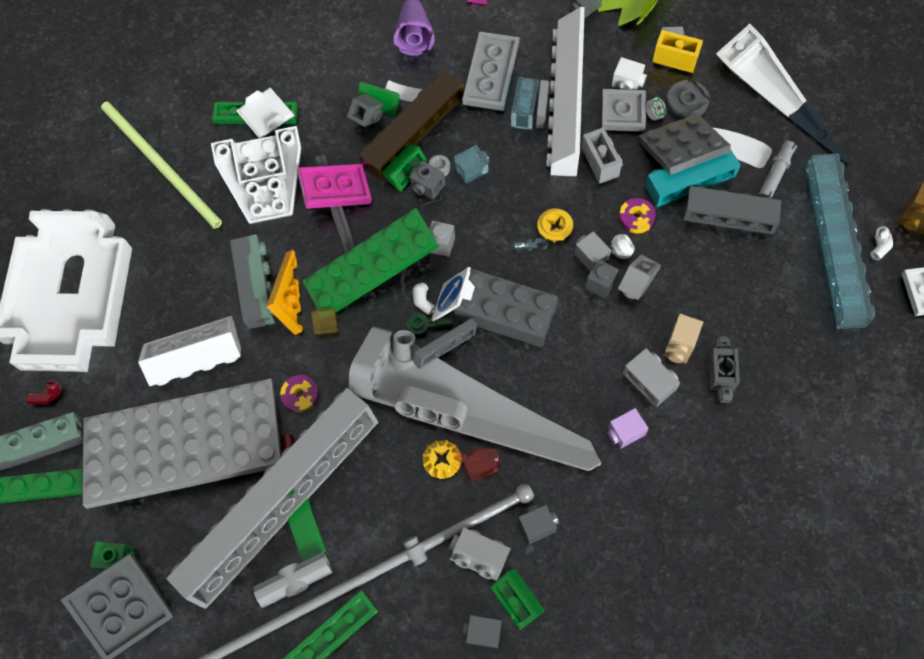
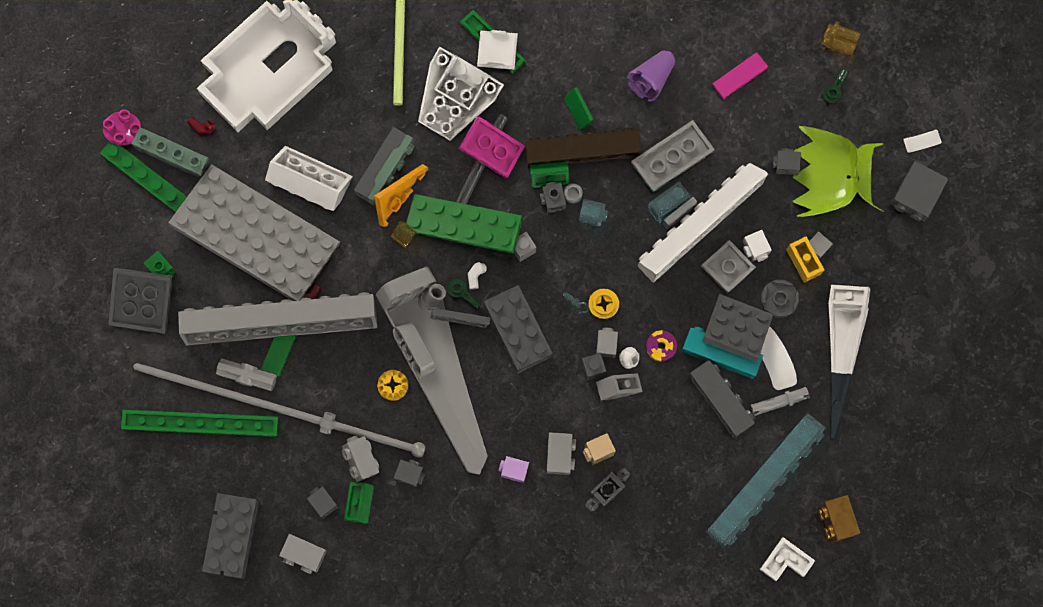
camera: 35 degrees right, 10 degrees up
(292, 387) = (348, 258): piece -> none
(365, 110) = (561, 110): dark grey brick -> none
(406, 93) = (602, 116): white sticker -> none
(452, 294) = (493, 291): white piece -> none
(480, 463) = (411, 408): clear red brick -> none
(601, 155) = (677, 285): light grey brick -> none
(655, 108) = (749, 286): light grey tile -> none
(883, 241) = (793, 509): white arm -> none

